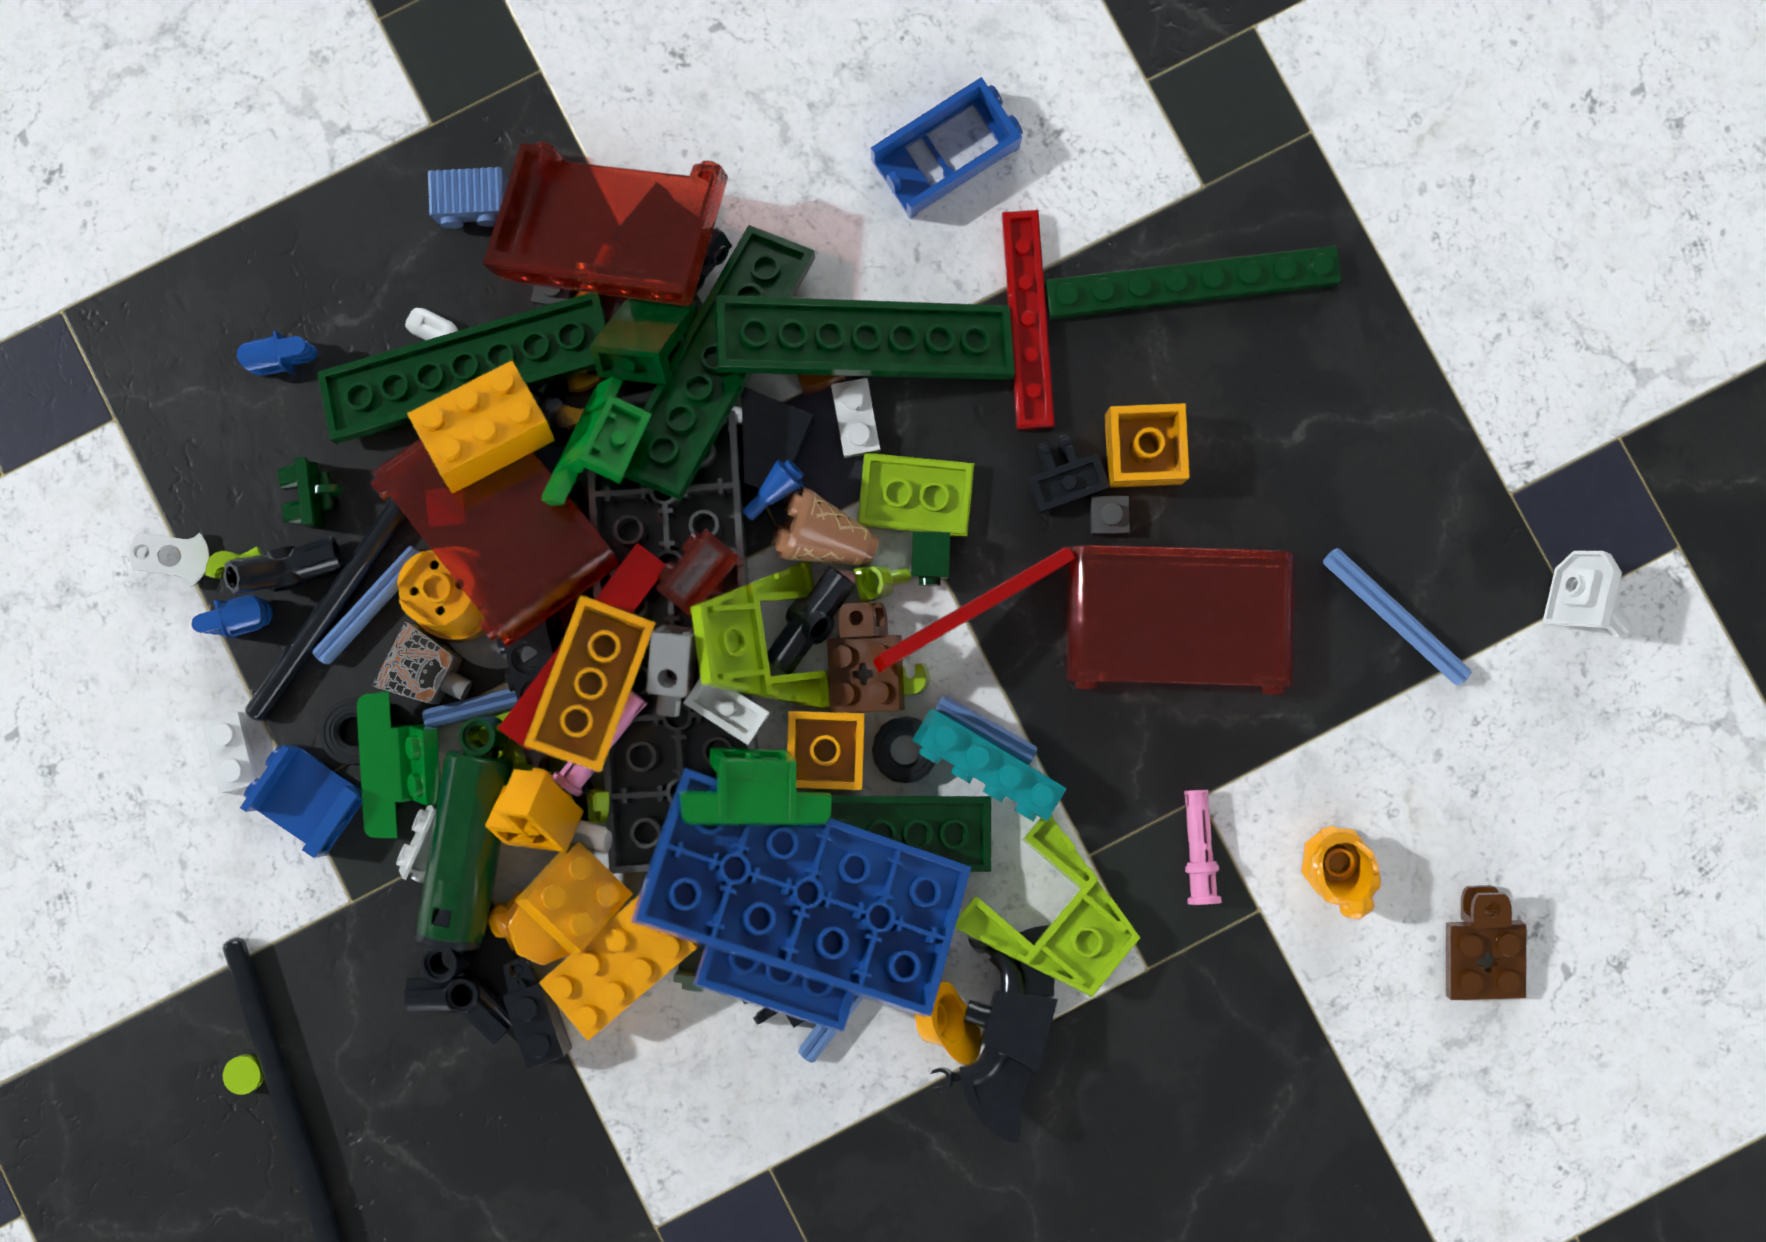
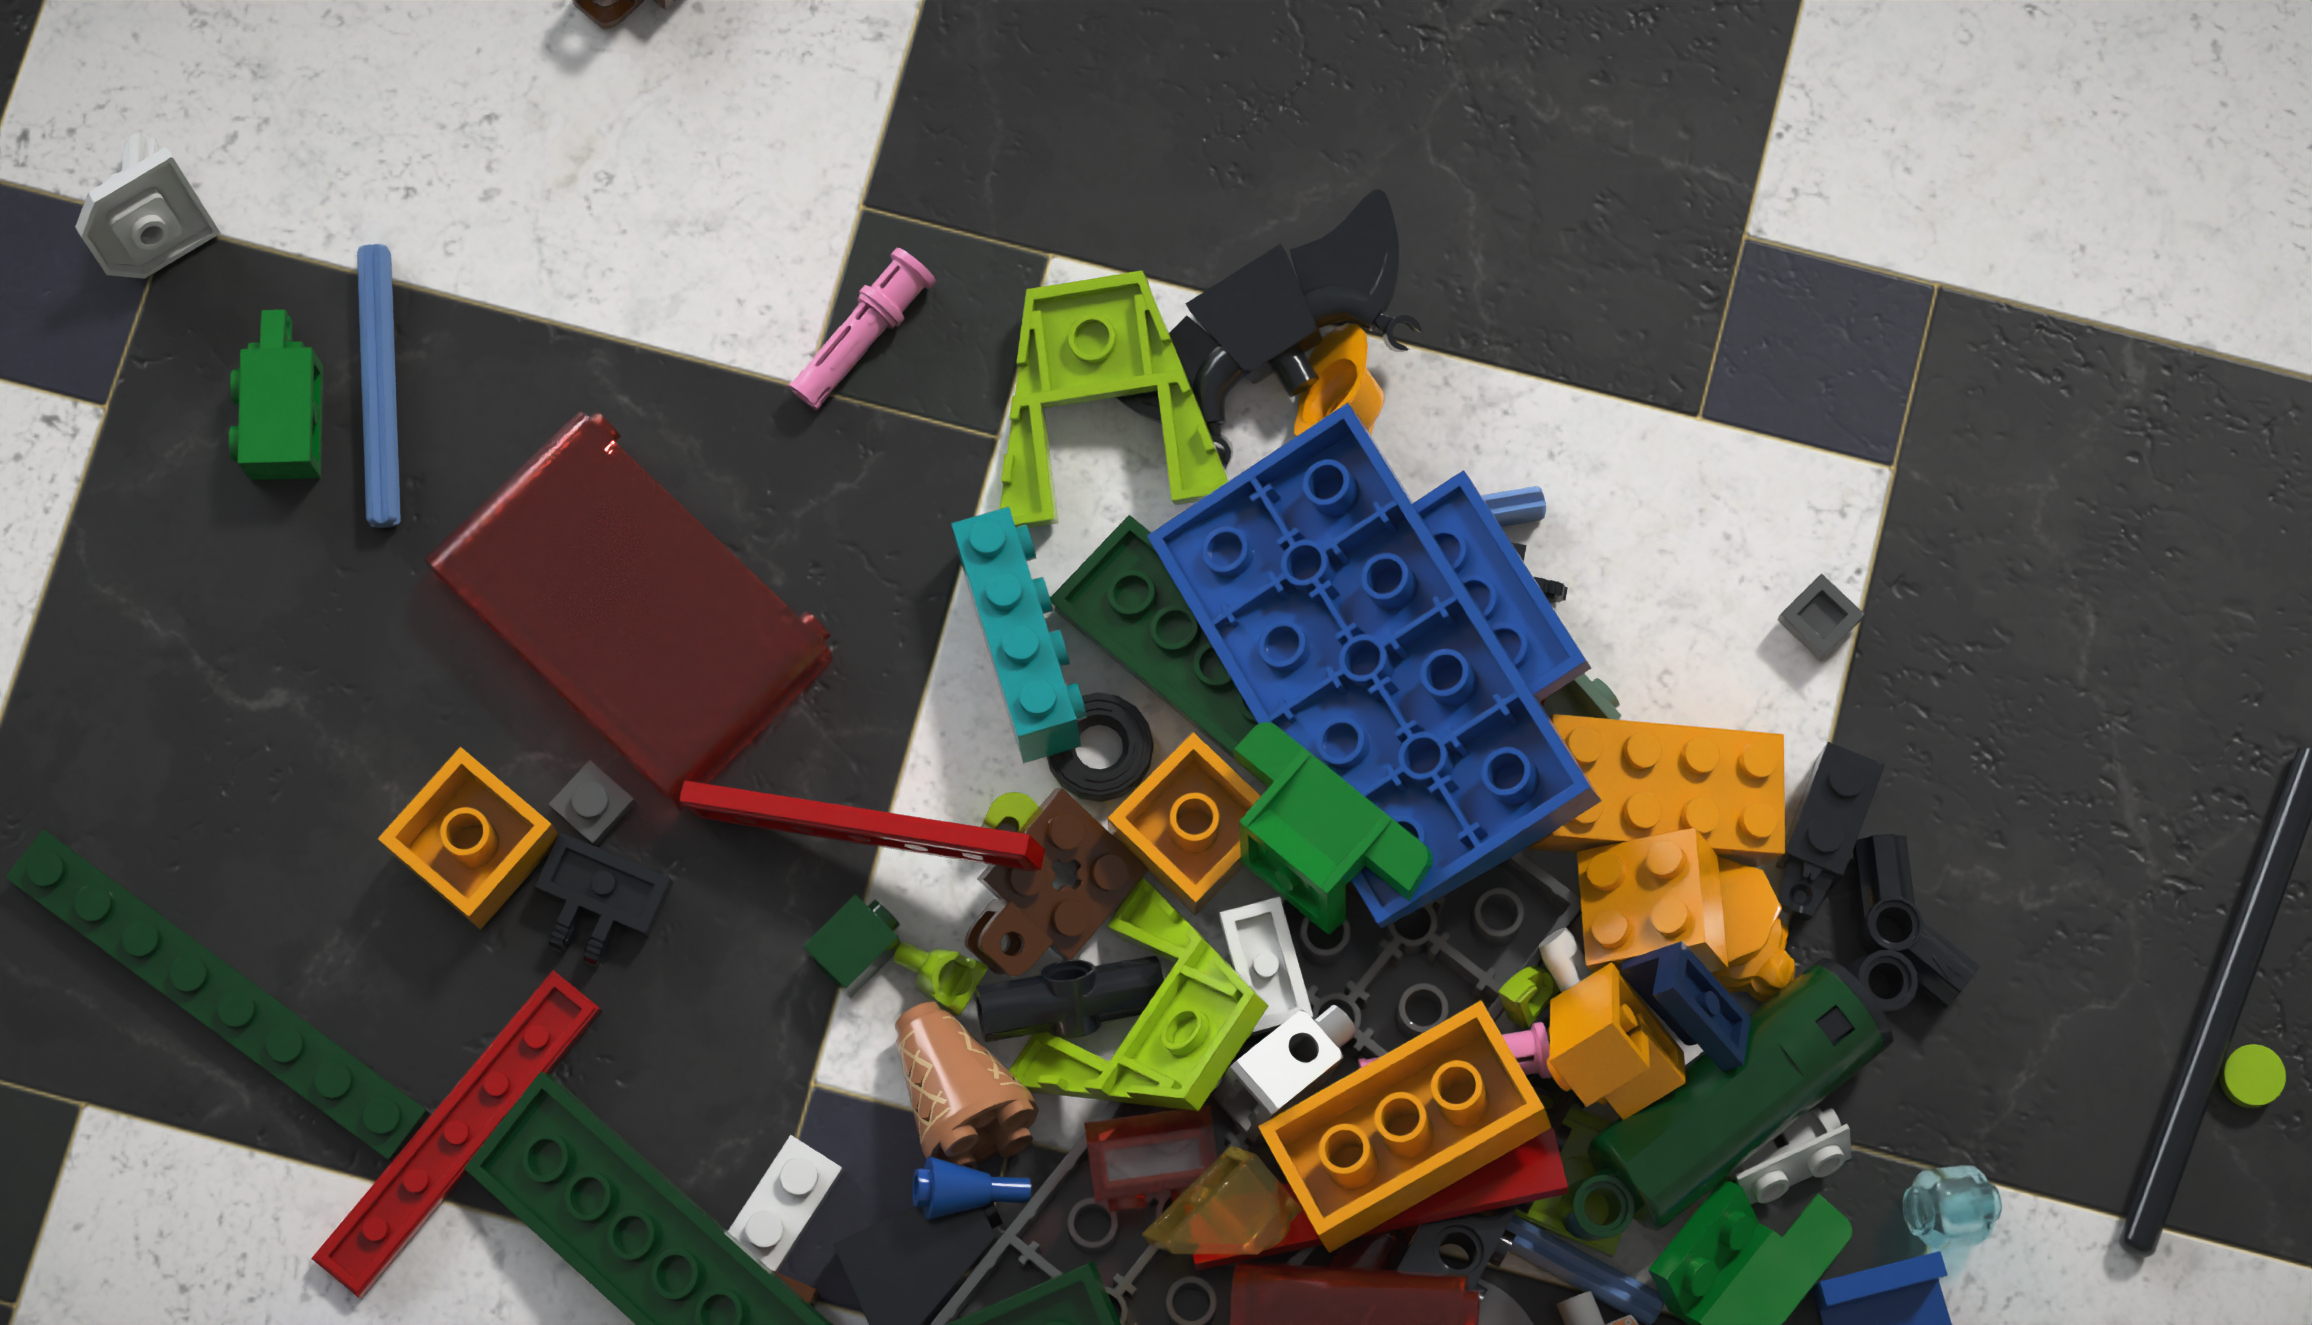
camera: 140 degrees left, 10 degrees down
(329, 885) = (1952, 1207): none -> clear light blue head
(512, 866) = (1691, 1002): none -> dark blue panel
(624, 1118) = (1820, 617): none -> dark grey plate
(638, 571) = (1227, 1210): none -> clear yellow slope
(915, 494) = (800, 1041): lime tile -> none
(987, 729) = (981, 684): medium blue axle -> none
(1342, 870) = (725, 162): light orange piece -> none
(1433, 564) = (278, 405): none -> green hinge

